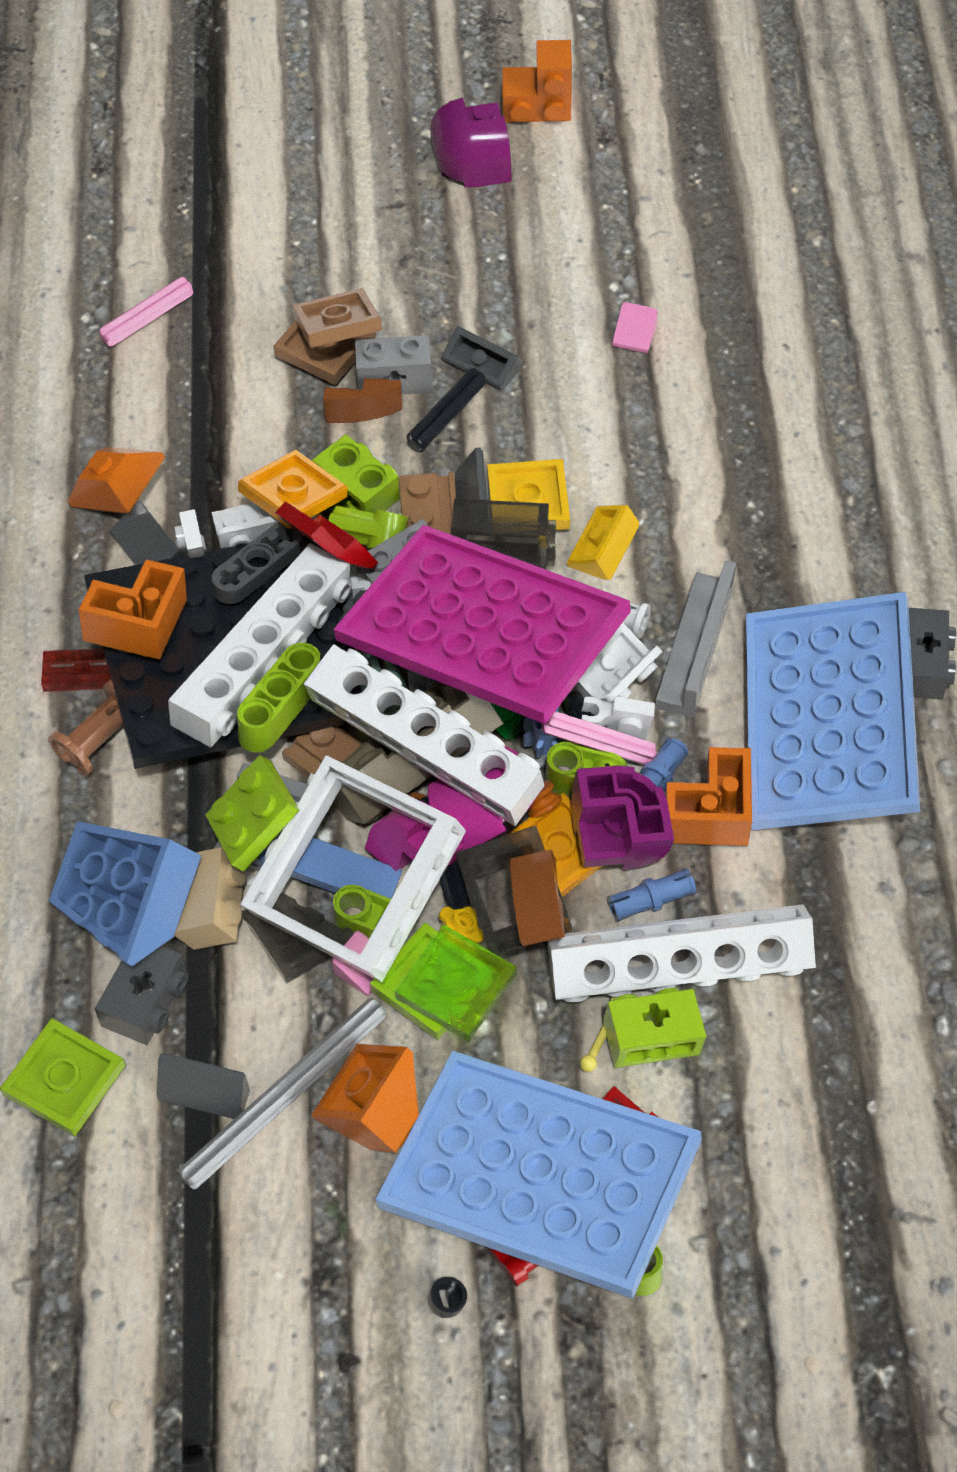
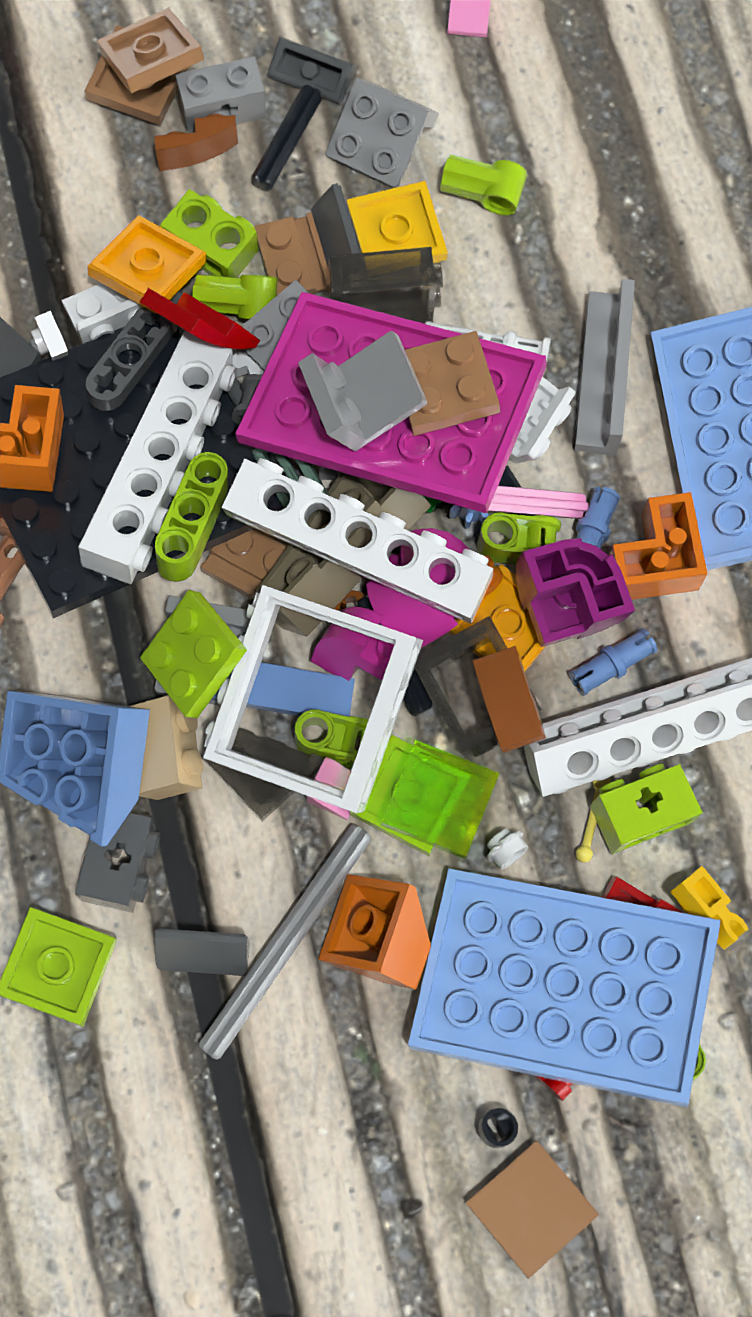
camera: 15 degrees left, 15 degrees up
(454, 607) = (365, 392): none -> light grey bracket
(462, 921) = (432, 719): yellow plate -> none
(465, 1383) = (532, 1209): none -> medium nougat tile
(513, 1044) = (506, 848): none -> white plate
(530, 414) = (379, 131): none -> light grey bracket
(531, 609) = (454, 383): none -> medium nougat plate
(604, 541) = (484, 268): yellow slope -> none
(622, 715) = (547, 471): white plate -> none
(626, 473) = (494, 185): none -> lime piece
(694, 1112) = (704, 898): none -> yellow plate

